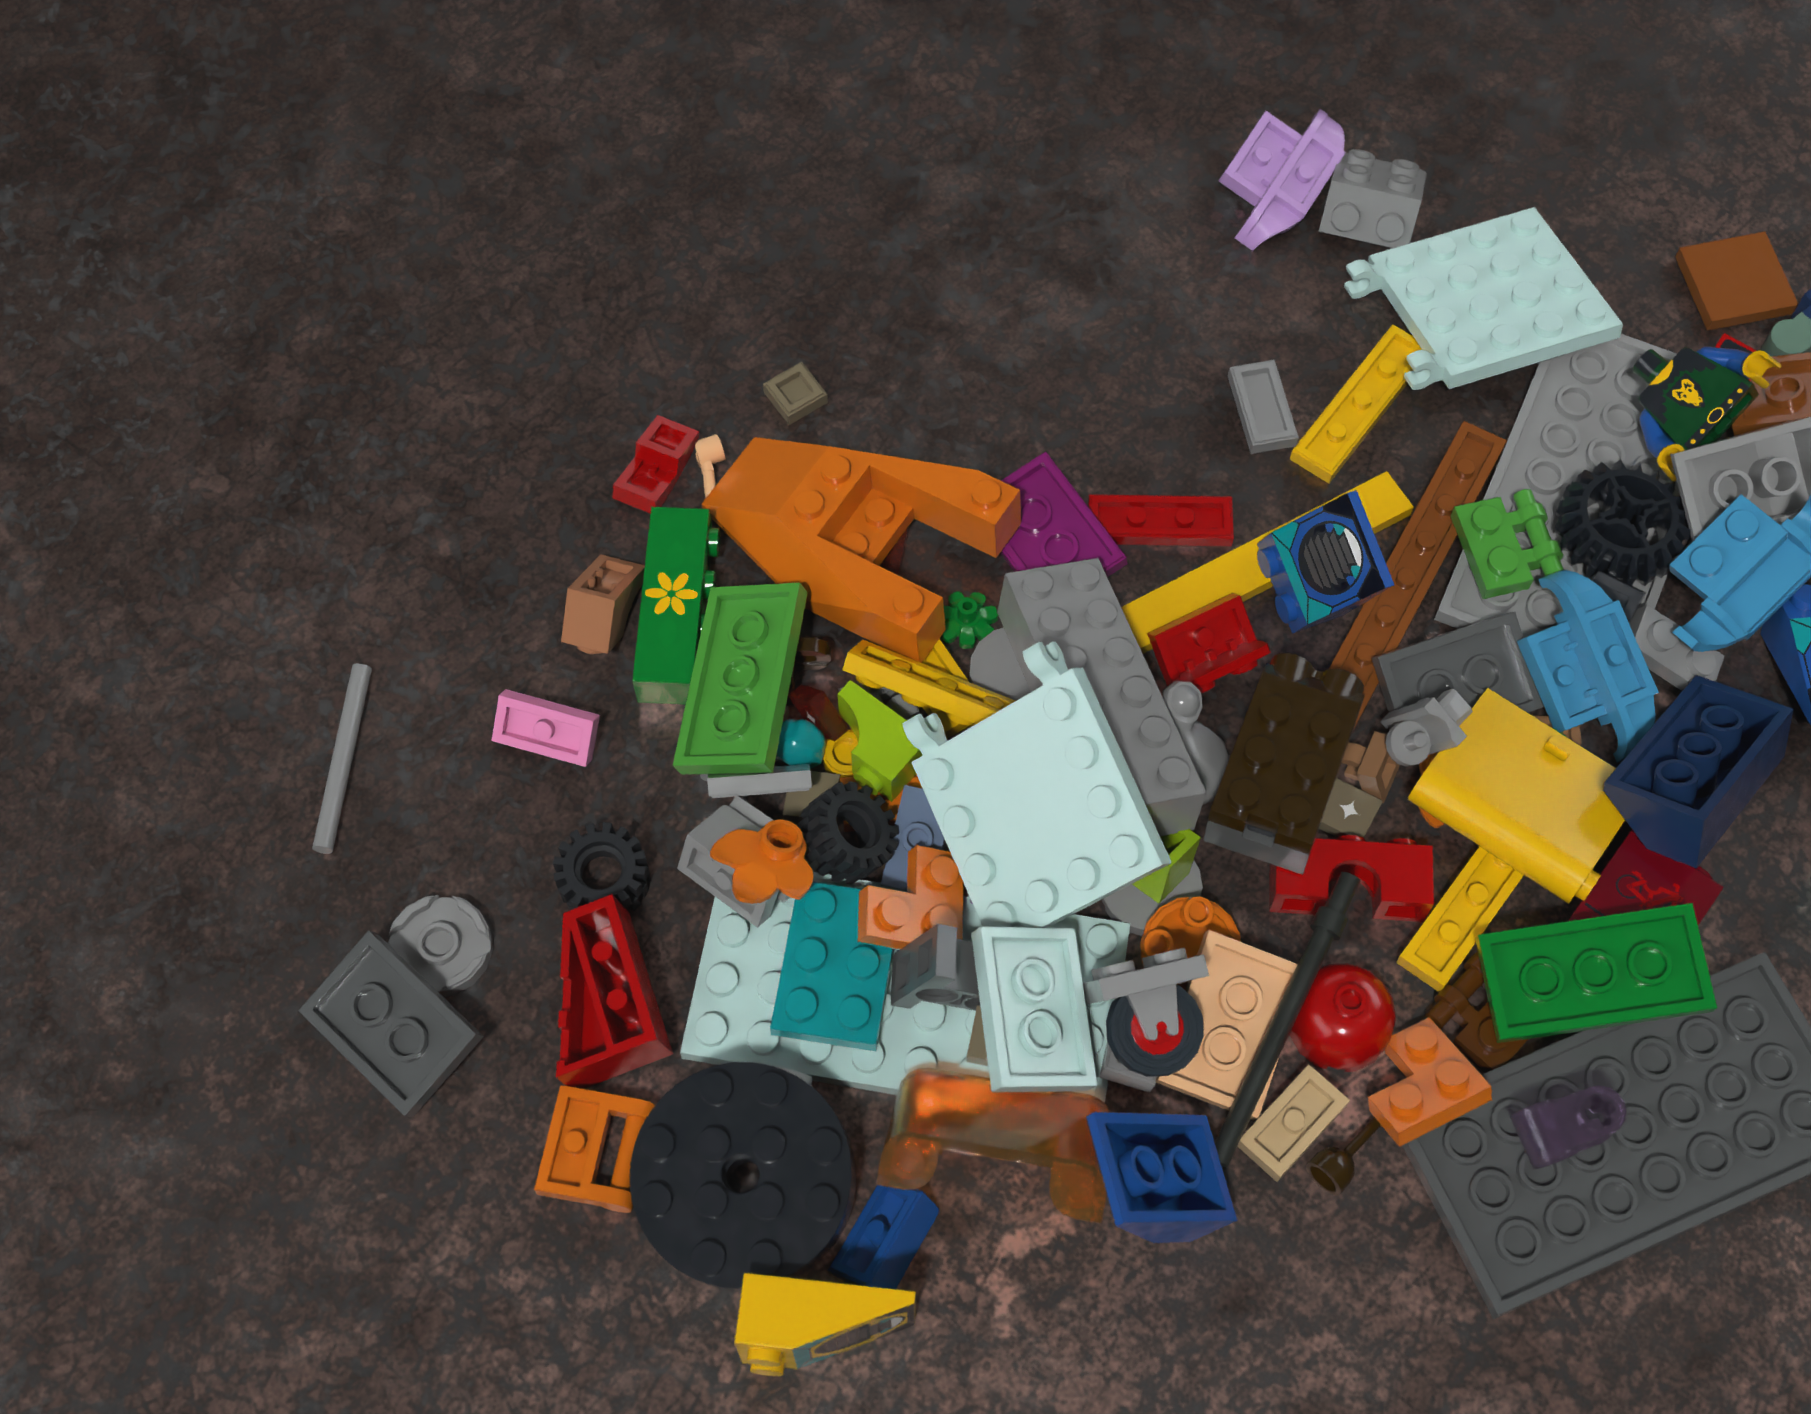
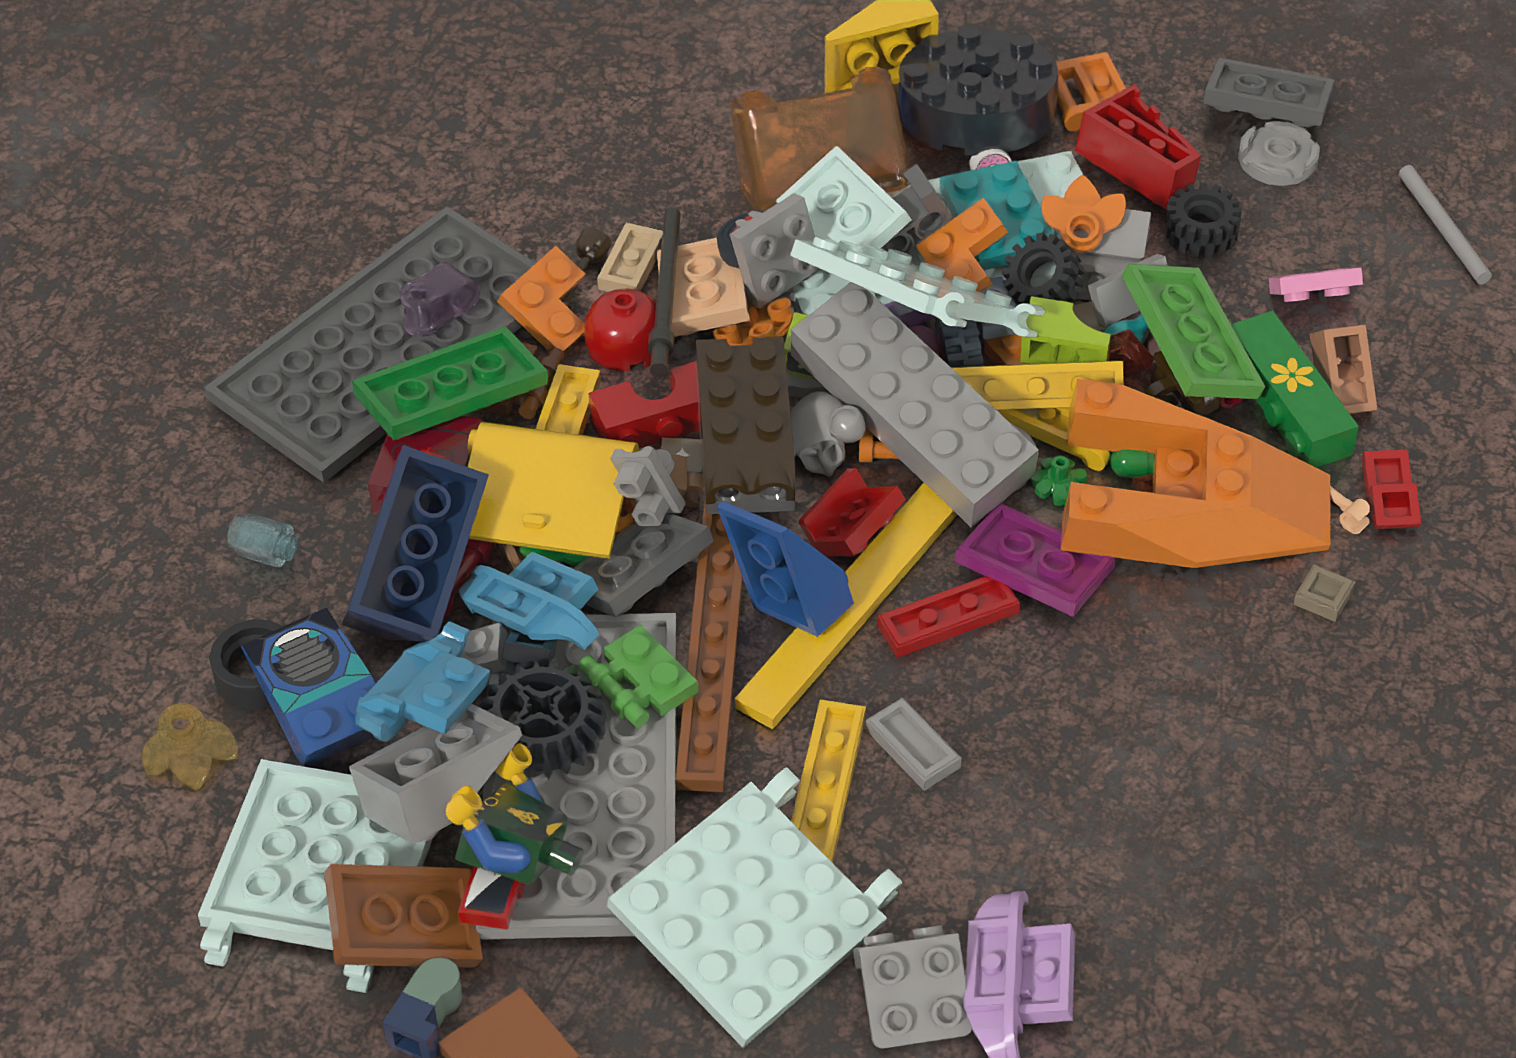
camera: 155 degrees right, 15 degrees down
(1161, 1175) = (711, 160): blue slope -> none

